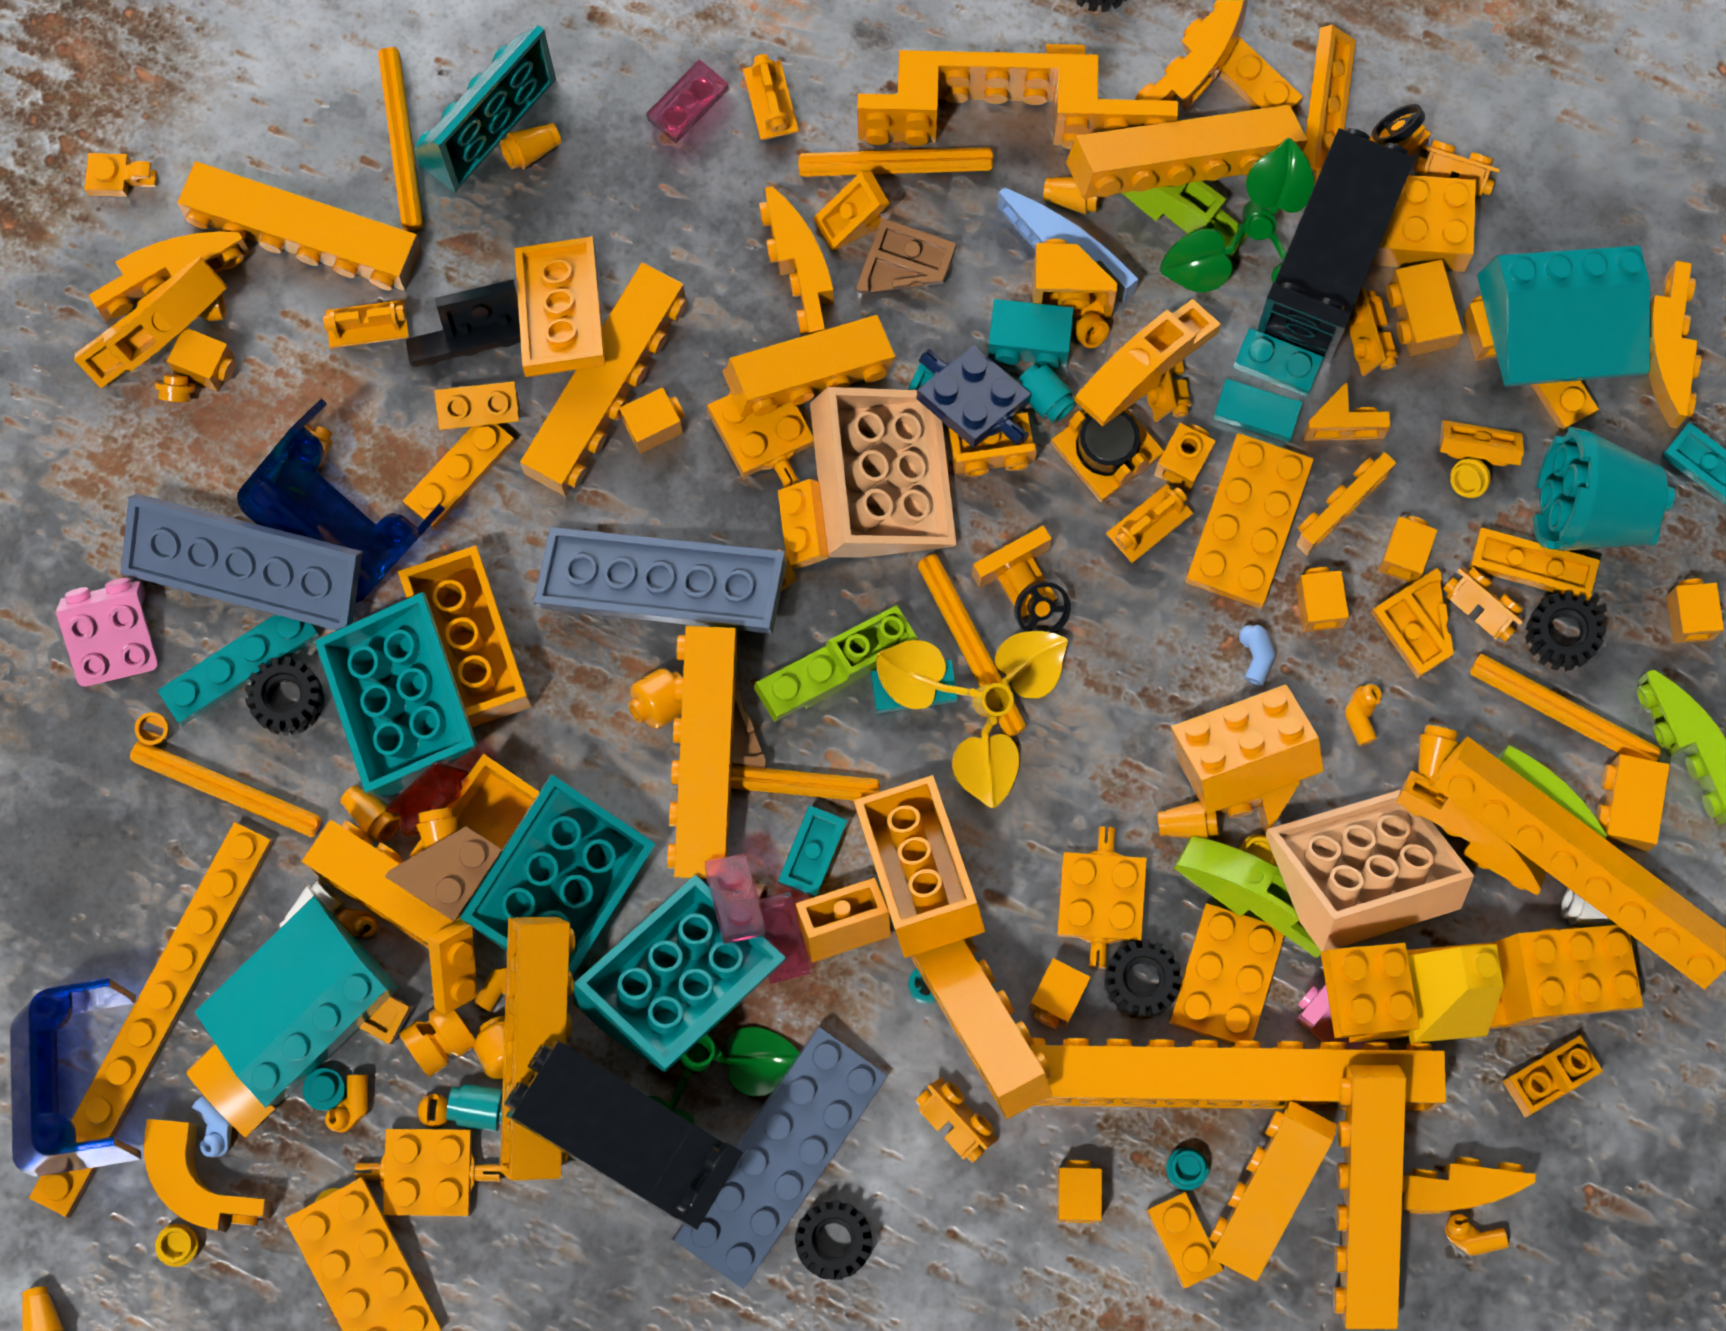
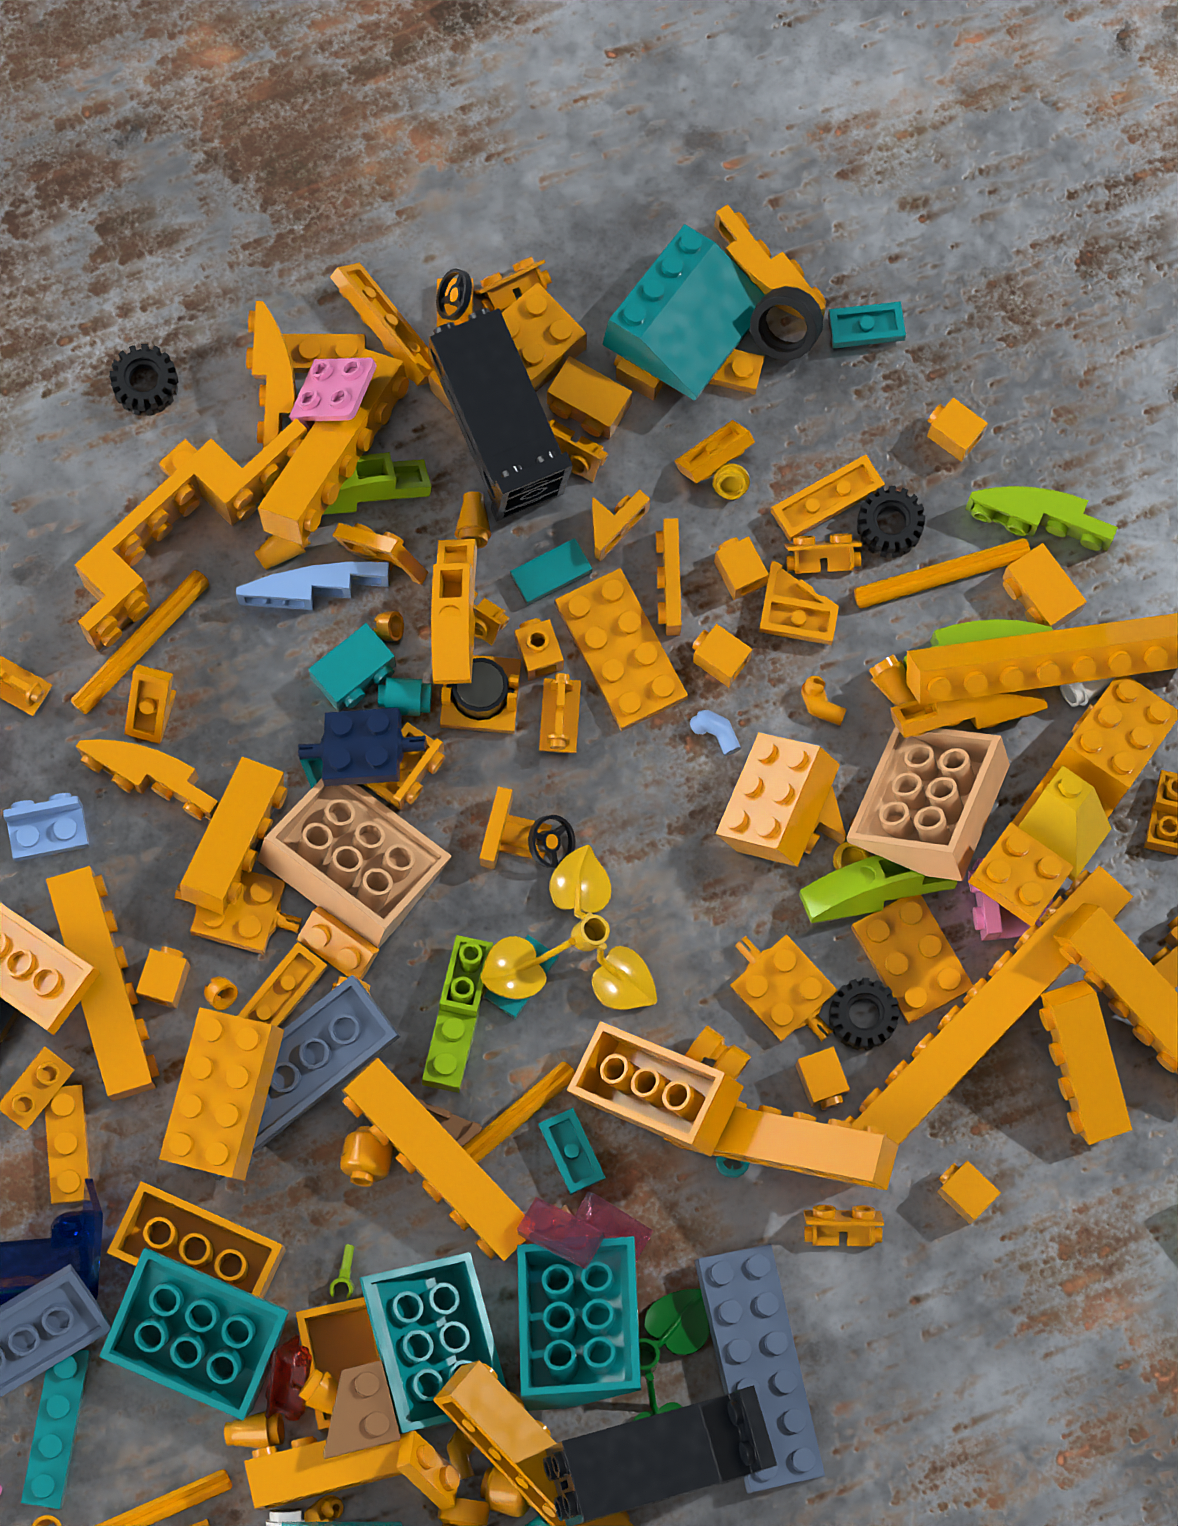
camera: 50 degrees left, 0 degrees up
(273, 674) = (95, 1398): black tyre -> none
(555, 767) = (344, 1272): none -> lime hand
(599, 542) = (221, 1094): none -> light orange brick
(673, 475) = (226, 998): none -> light orange hinge
(685, 228) = (46, 827): none -> light blue bracket
(718, 518) = (285, 987): none -> light orange plate
(814, 1221) = (872, 1384): black tyre -> none
(843, 920) = (640, 1173): light orange brick -> none
(904, 259) = (217, 700): medium nougat wing -> none
(966, 635) = (516, 907): light orange axle -> none
(992, 889) = (711, 1046): none -> light orange wheel
(1071, 278) = (345, 606): light orange slope -> none
(1145, 265) = (379, 548): none -> light orange wing
(1184, 1240) = (1059, 1151): light orange plate -> none
(1187, 1168) = (1015, 1104): teal plate -> none
(1188, 821) = (787, 884): light orange cone -> none
(1229, 108) = (333, 390): none -> bright pink bracket
(1238, 314) = (473, 519): none -> light orange cone
(1274, 182) = (420, 412): green plant -> none
(1278, 362) = (531, 526): teal plate -> none
(1598, 495) = (825, 414): teal cone -> none
(1614, 395) = (774, 346): none -> black tyre

